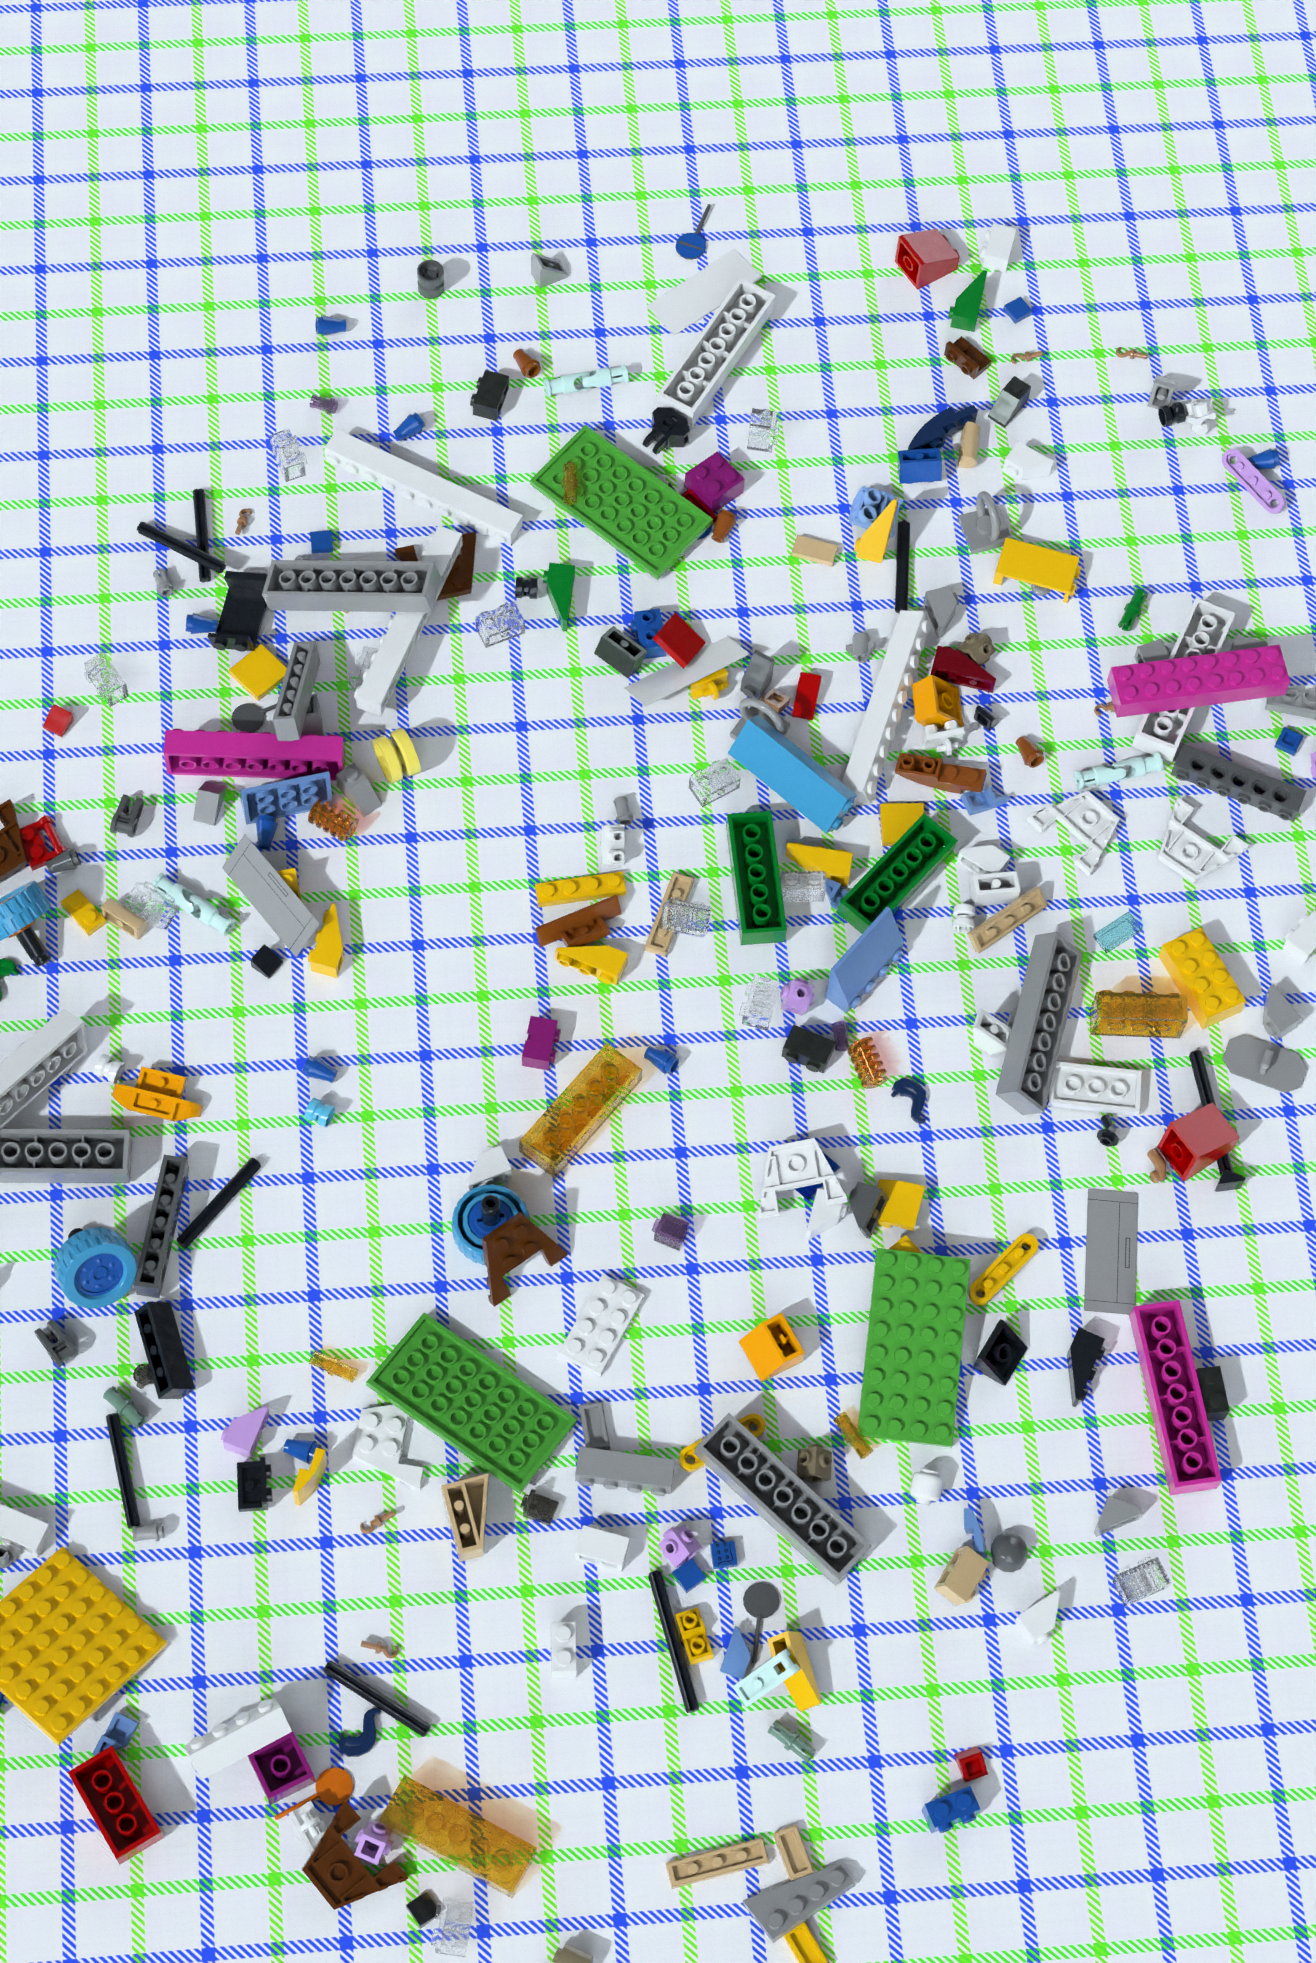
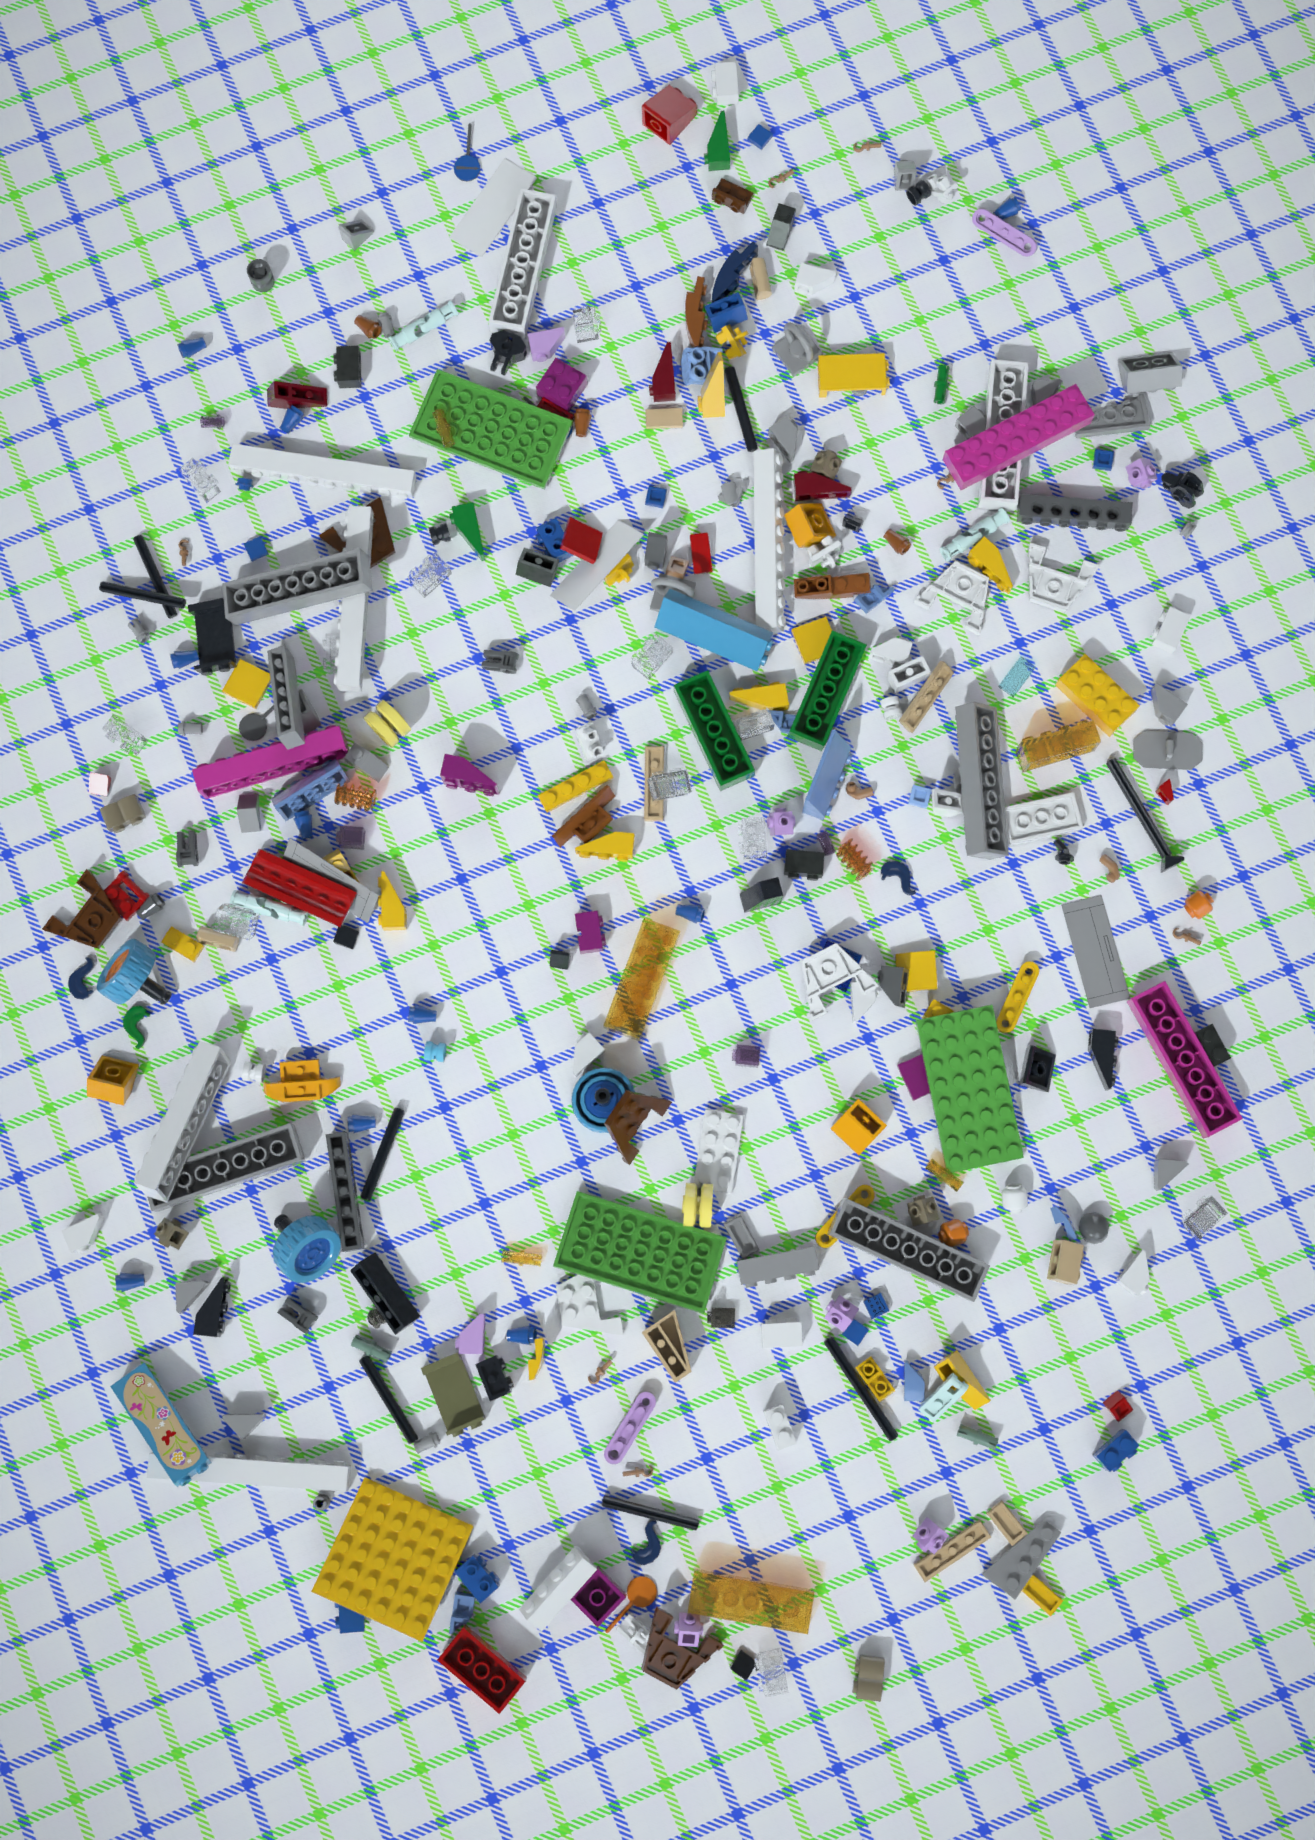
camera: 10 degrees left, 15 degrees up
(71, 757) = (122, 813): none -> dark tan brick
(149, 1702) = (478, 1578): none -> blue brick
(179, 696) = (190, 728): none -> light grey pin
(200, 1488) = (454, 1394): none -> olive panel
(206, 1161) = (359, 1123): none -> blue cone
(235, 892) = (299, 887): none -> red plate
(312, 861) = (351, 837): none -> clear purple brick
(334, 474) = (244, 484): none -> blue plate
(388, 1594) = (629, 1428): none -> lavender plate
(411, 399) = (285, 394): none -> dark red slope
(460, 834) = (460, 773): none -> magenta slope
(496, 1061) = (559, 959): none -> black slope
(546, 362) = (385, 321): none -> light grey pin
(546, 735) = (507, 663): none -> dark grey piece
(555, 1369) = (697, 1205): none -> light yellow wheel
(696, 1833) = (930, 1536): none -> lavender brick
(712, 437) = (545, 343): none -> lavender slope
(749, 1064) = (762, 895): none -> black slope
(760, 1602) = (917, 1332): dark grey piece -> none
(777, 625) = (655, 497): none -> blue tile
(827, 509) = (663, 378): none -> dark red slope
(843, 1500) = (953, 1233): none -> orange head
(855, 1318) = (914, 1077): none -> magenta tile
(885, 456) = (694, 314): none -> dark orange slope
(894, 995) = (858, 793): none -> medium nougat arm
(914, 488) = (728, 334): none -> yellow hips
(963, 1021) = (919, 796): none -> light blue plate
(1125, 801) = (989, 561): none -> yellow slope
(1197, 1141) = (1137, 838): slope -> none
(1223, 1269) = (1187, 937): none -> medium nougat hand
(1246, 1104) = (1165, 792): none -> red slope
(1246, 1236) = (1198, 904): none -> orange head

